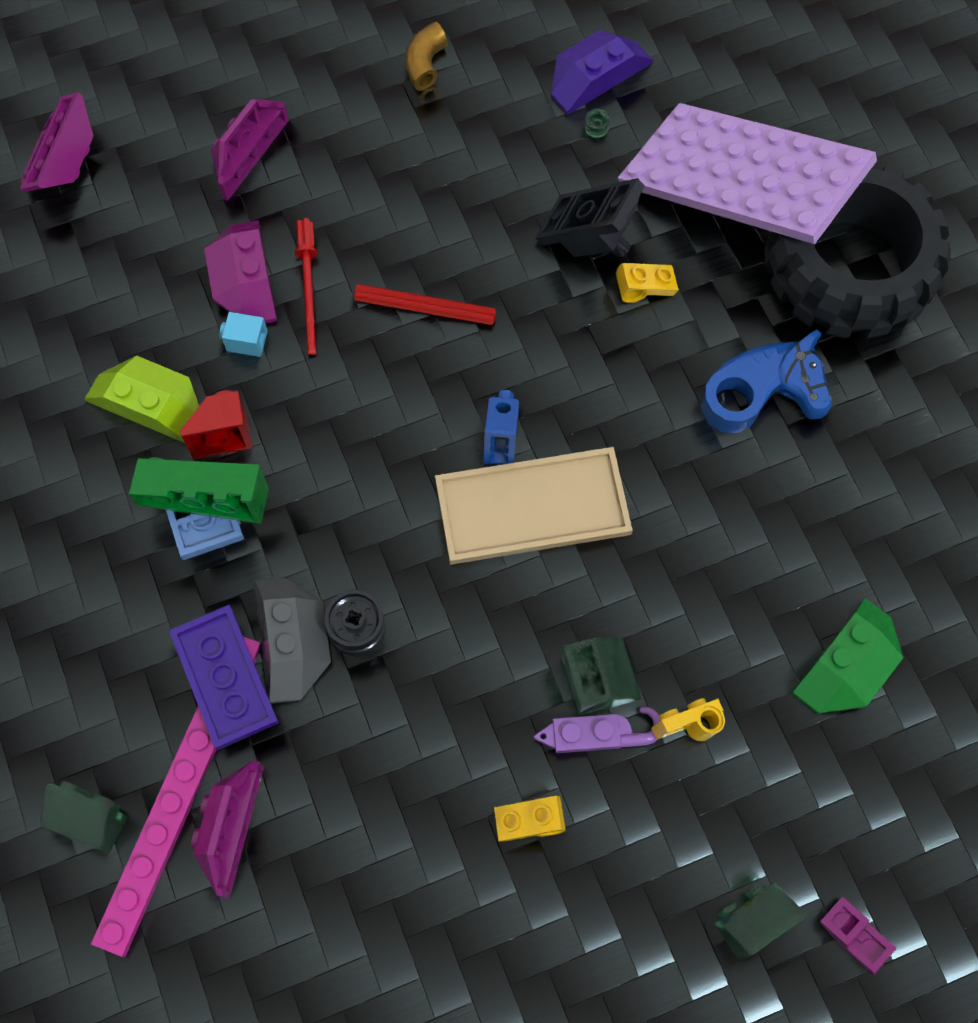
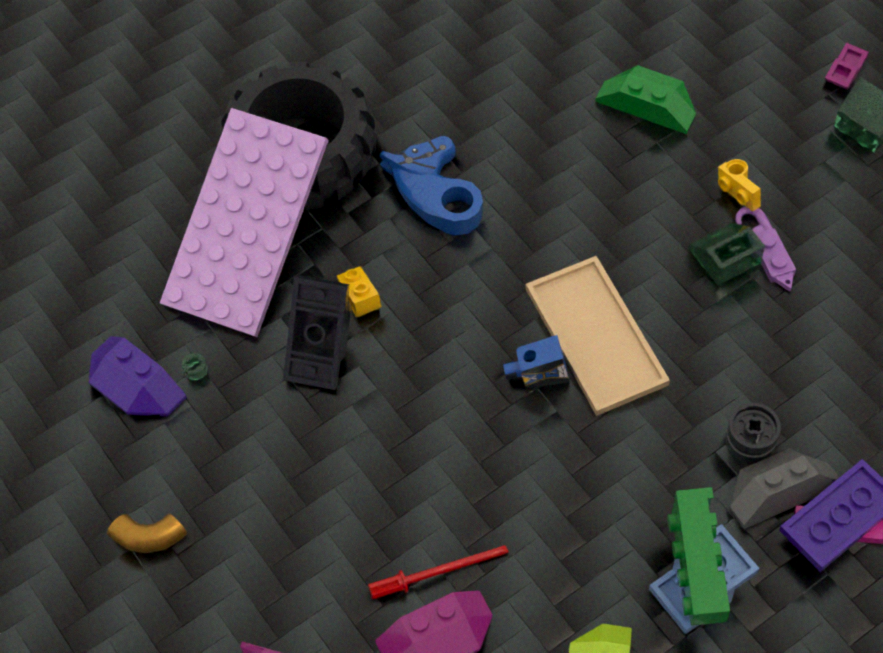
camera: 100 degrees left, 10 degrees down
(218, 426) = (616, 590): red slope -> none
(244, 334) = (509, 608): medium azure brick -> none
(425, 304) = (429, 465): red axle -> none
(530, 819) = (854, 270): yellow plate -> none

